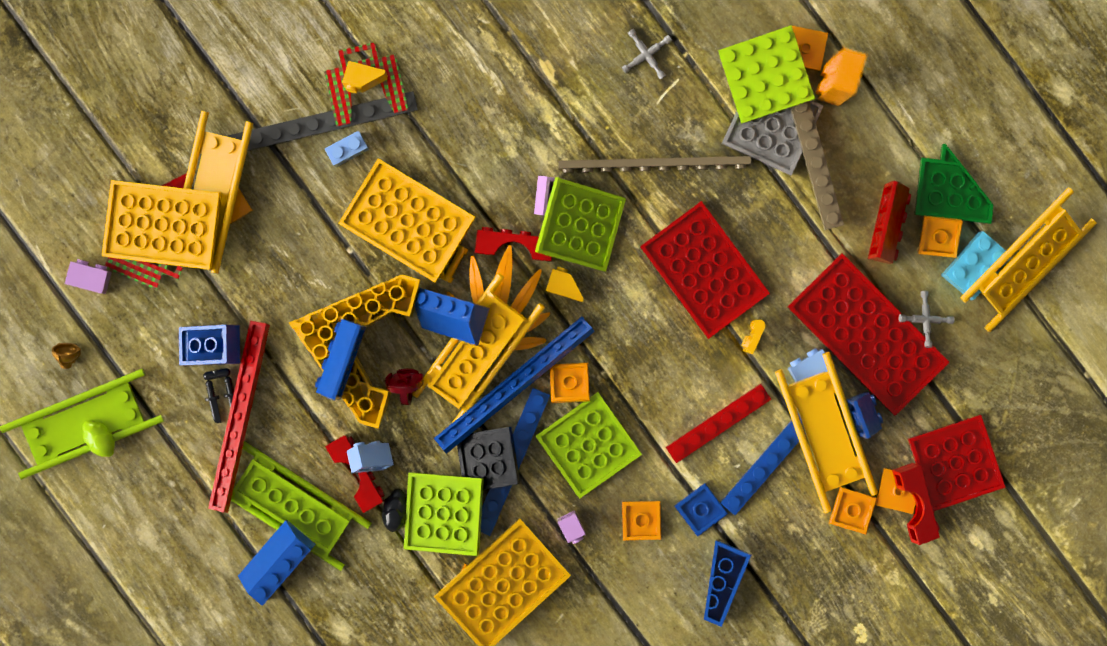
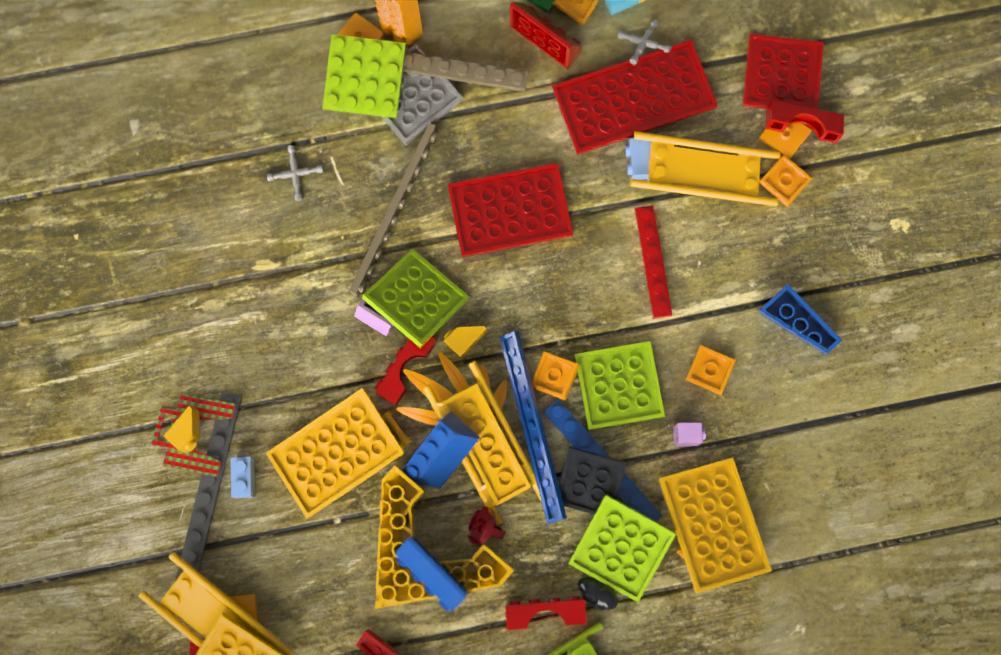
camera: 65 degrees left, 10 degrees down
(369, 457) = (537, 591): light blue brick -> none
(701, 509) = (724, 313): blue tile -> none
(750, 342) = (593, 195): yellow plate -> none
(761, 469) = (711, 242): blue plate -> none
(864, 414) = (705, 129): blue slope -> none

